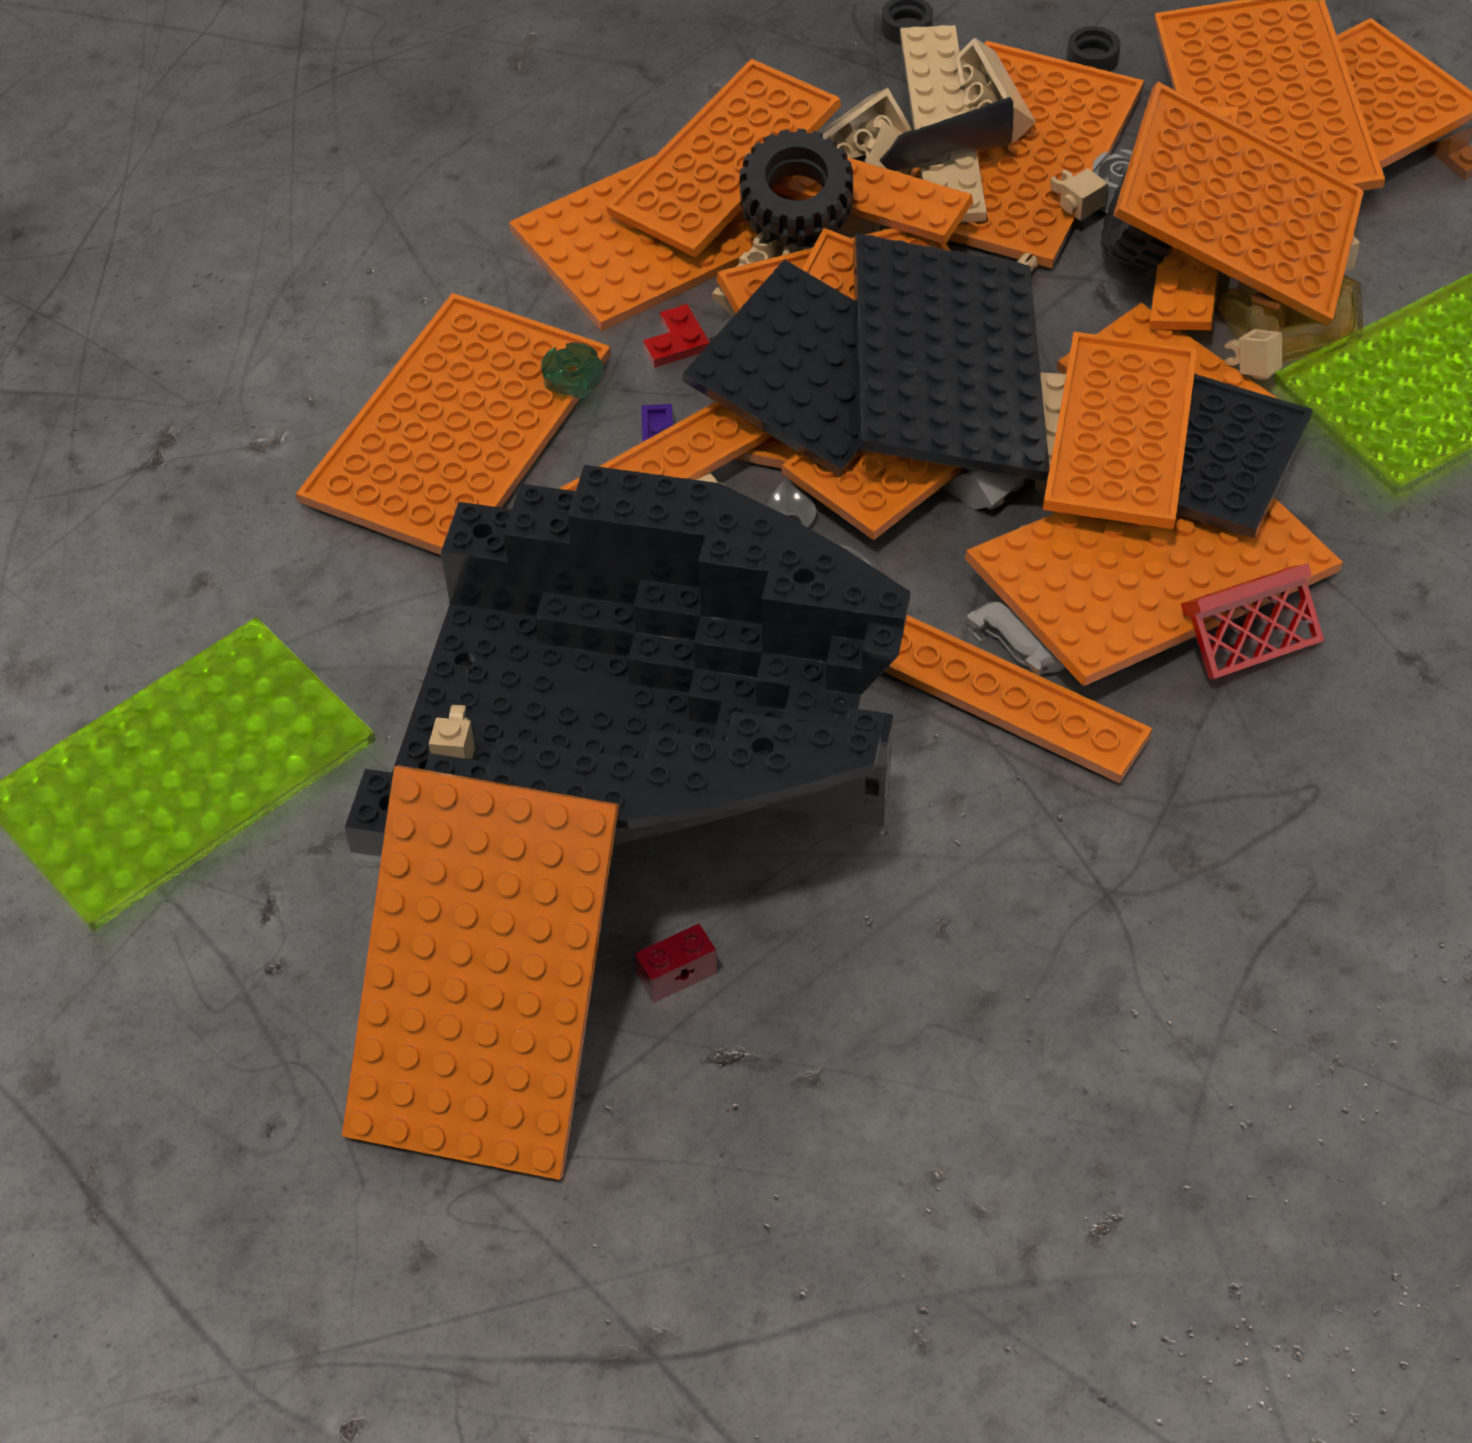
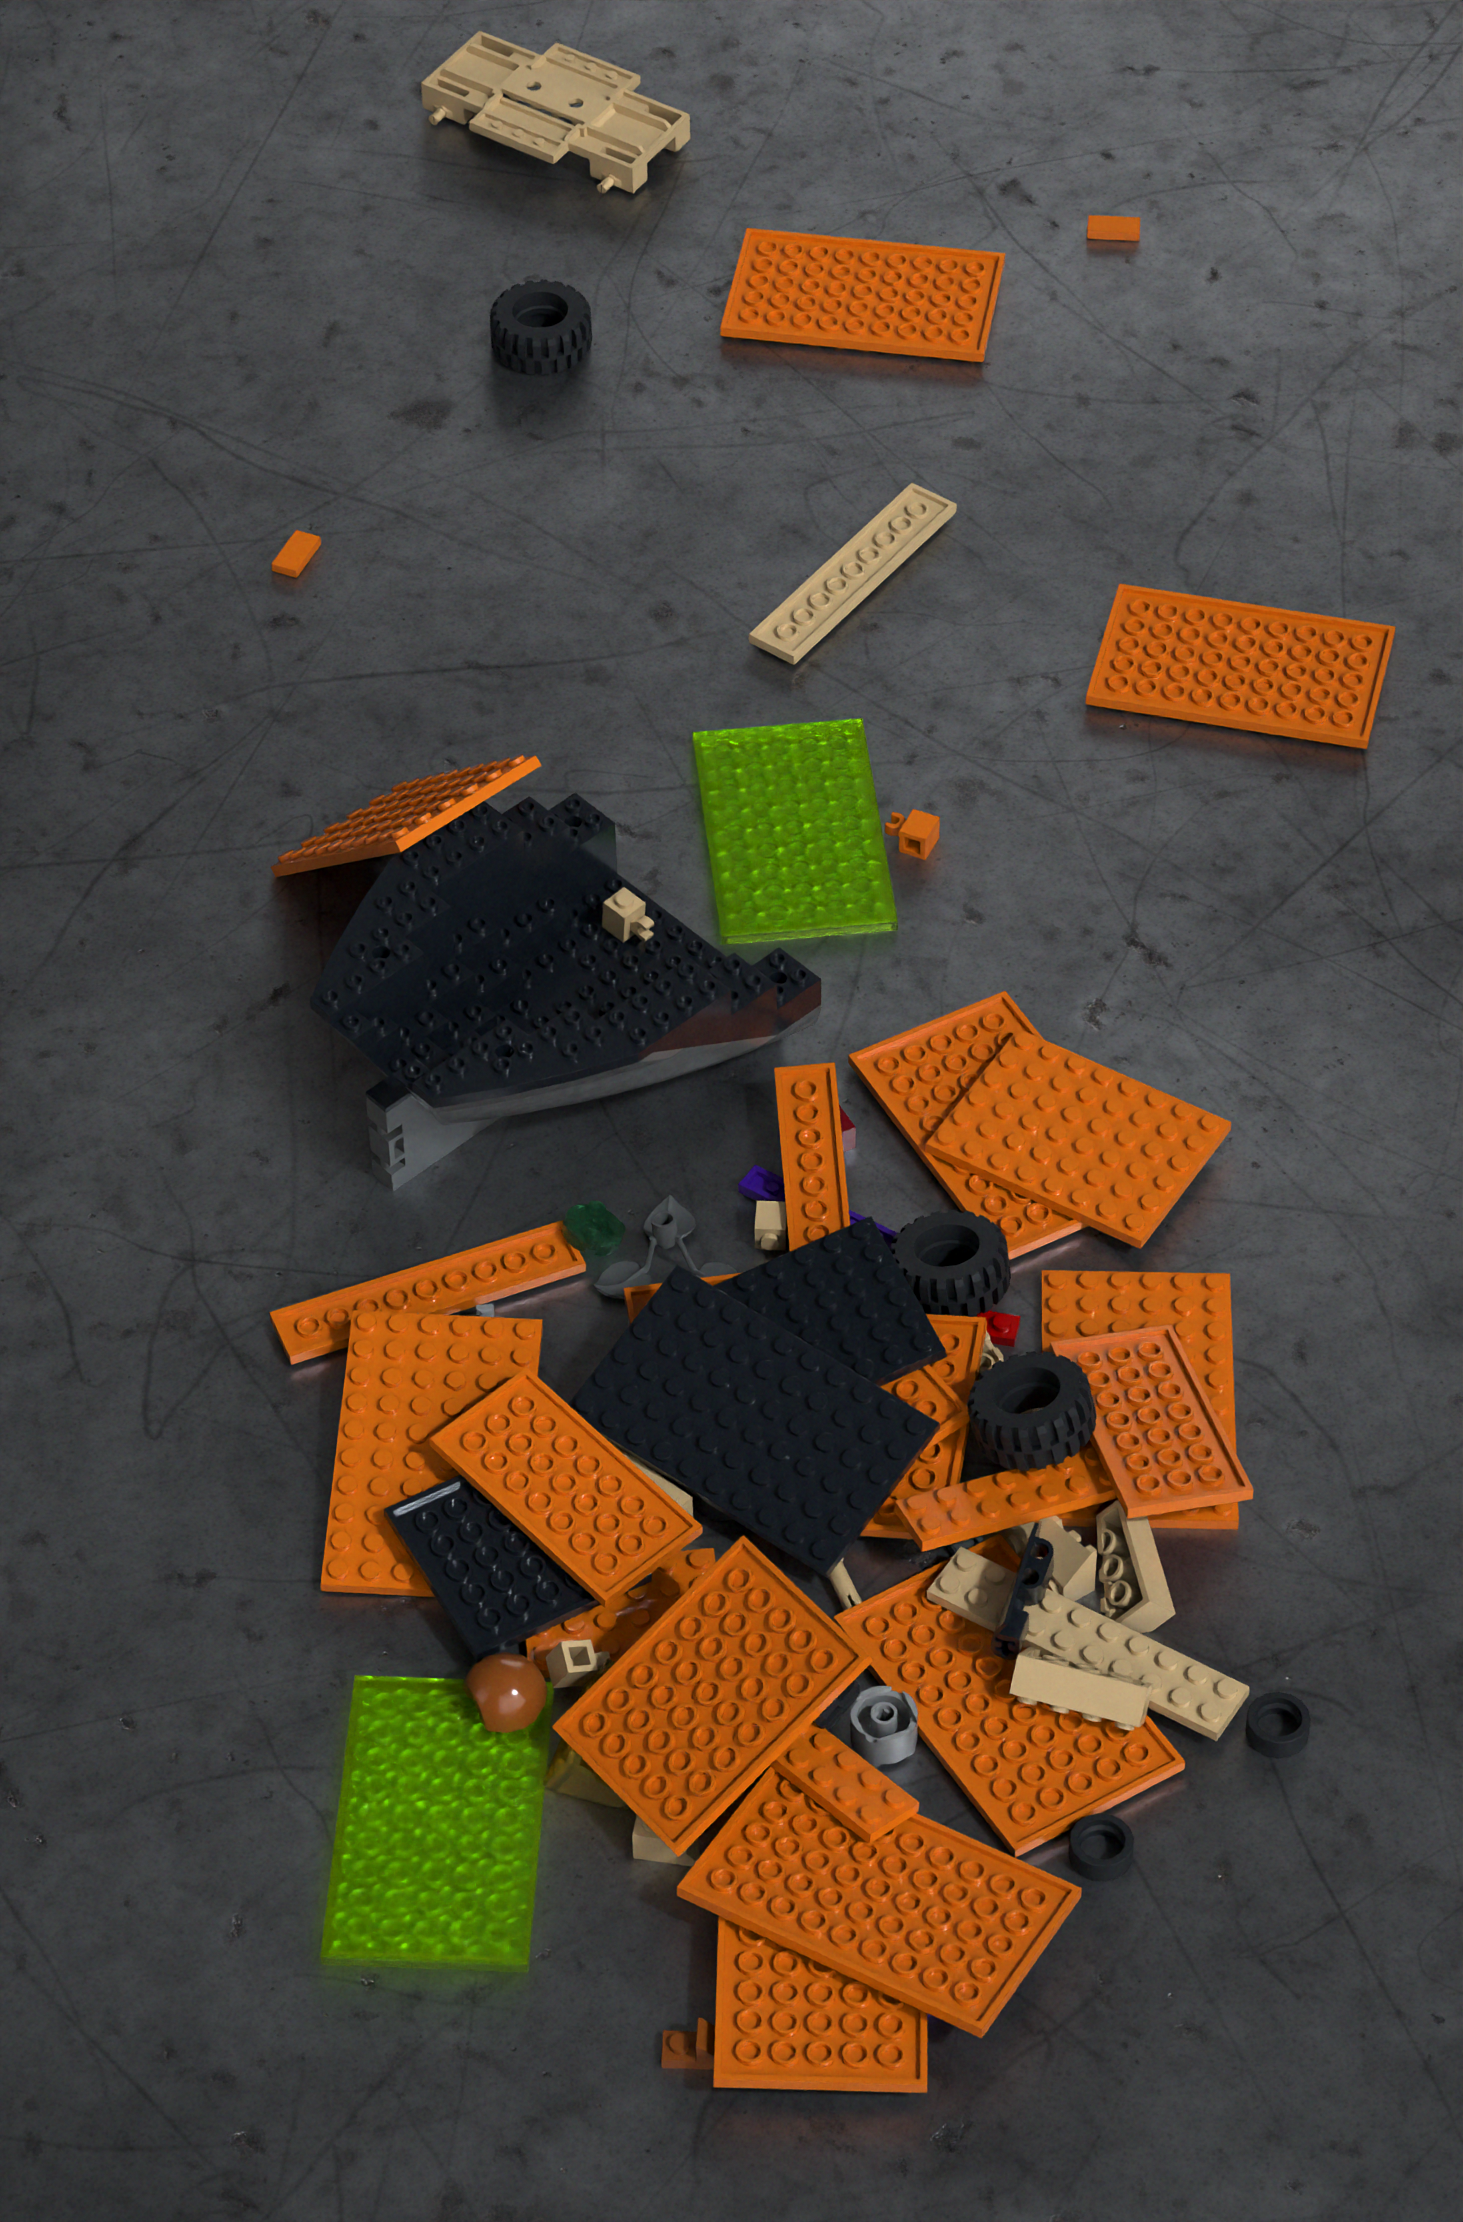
camera: 125 degrees right, 5 degrees down
(123, 662) = (916, 833): none -> orange brick
(441, 361) = (1079, 1138): none -> orange plate
(578, 382) = (997, 1194): clear green plate -> none
(641, 323) = (956, 1239): none -> black tyre
(1081, 193) = (889, 1671): tan brick -> none
(1240, 596) = (327, 1471): red fence -> none
(1319, 381) = (506, 1691): none -> dark orange cylinder

